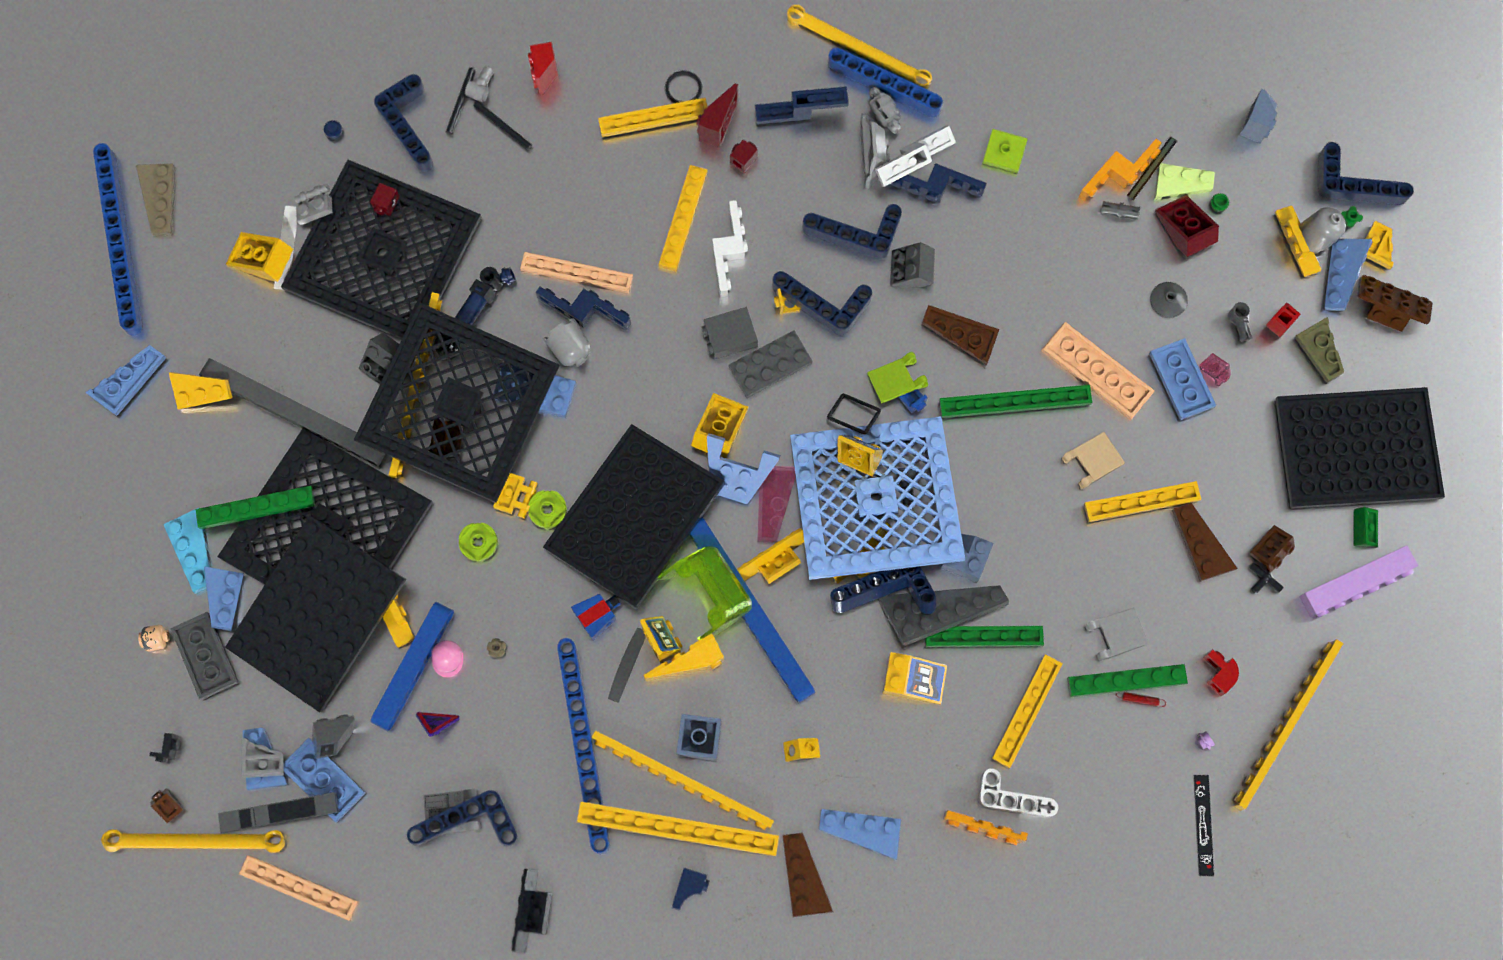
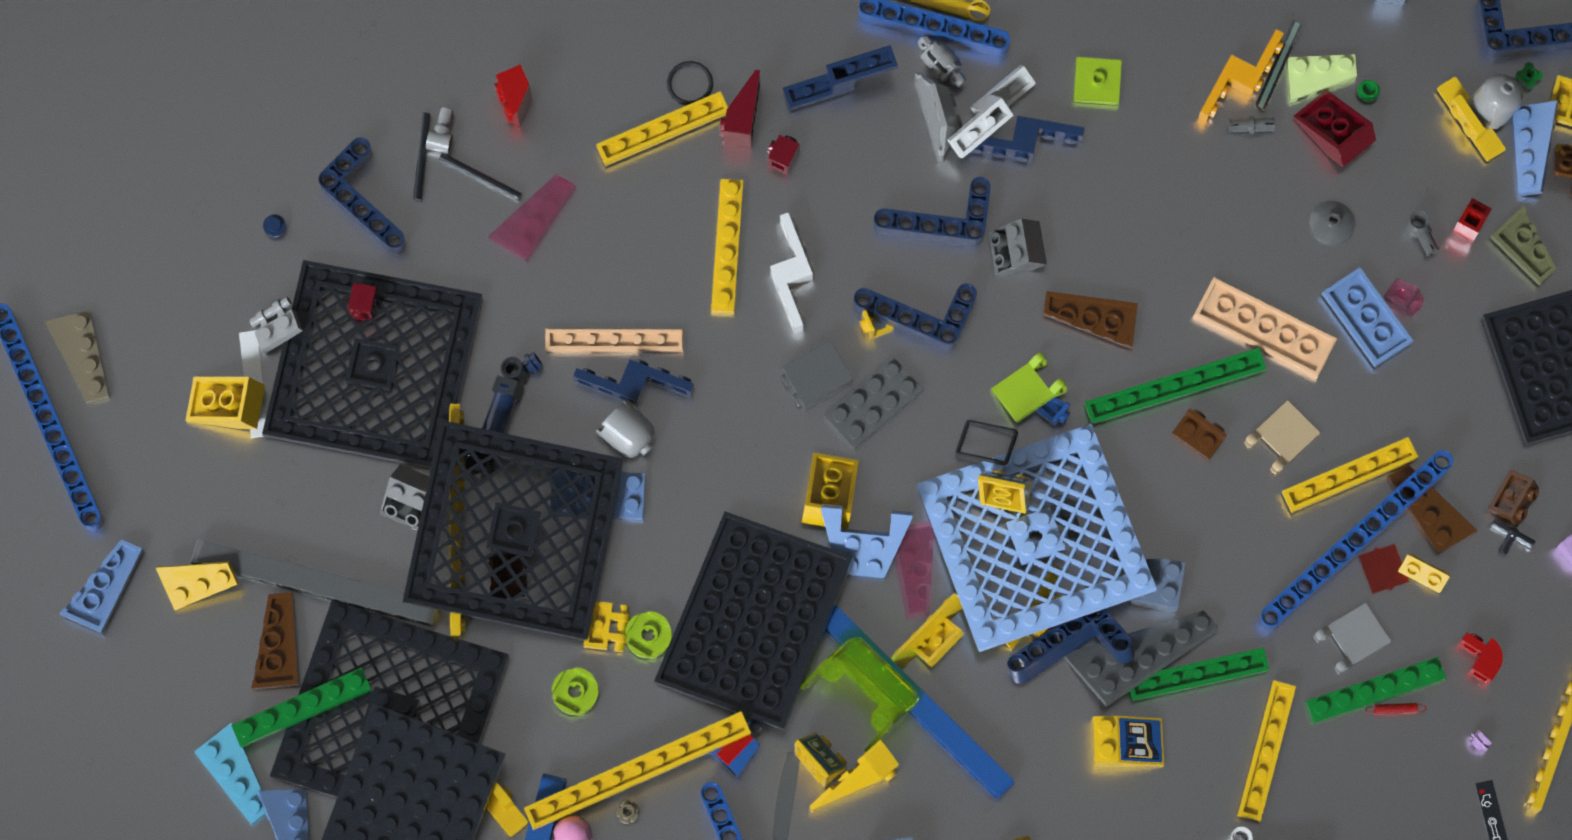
camera: 10 degrees left, 0 degrees up
(251, 455) = (278, 650): none -> reddish brown wing
(509, 616) = (637, 770): none -> yellow plate
(532, 168) = (530, 222): none -> clear pink wing
(1027, 443) = (1199, 434): none -> reddish brown bracket
(1144, 548) = (1361, 529): none -> blue beam
(1154, 583) = (1382, 568): none -> clear red piece
(1187, 593) = (1424, 573): none -> yellow hinge

